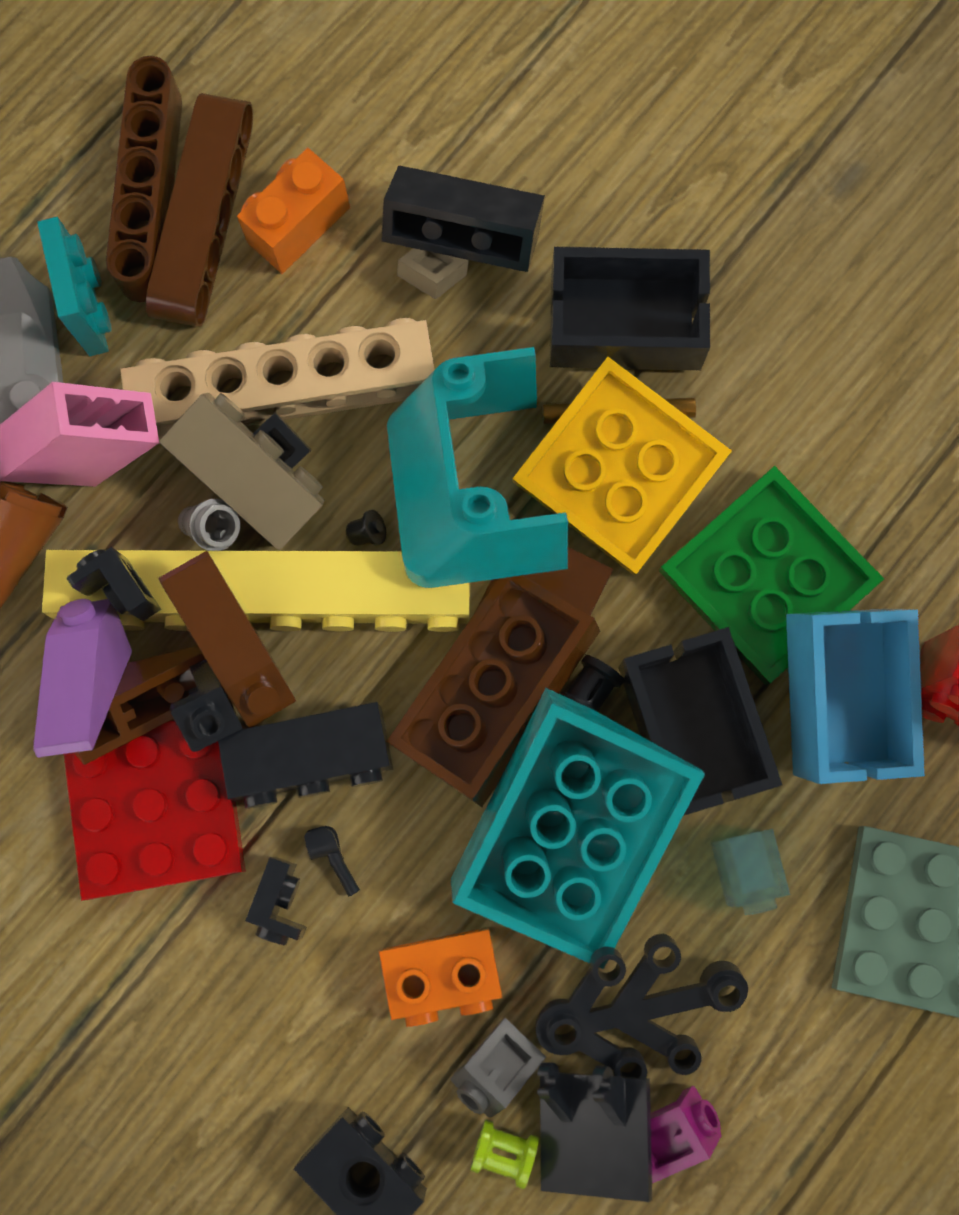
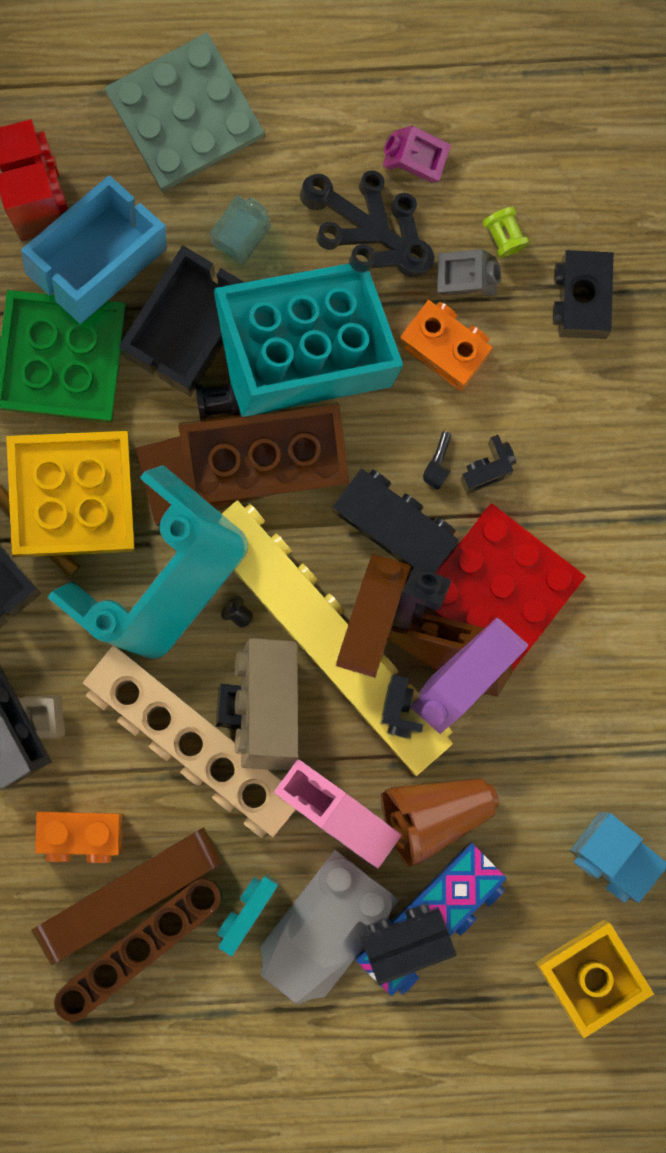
camera: 140 degrees left, 5 degrees up
(210, 524) = (317, 698): light grey cone -> none
(595, 1134) = (453, 194): black plate -> none

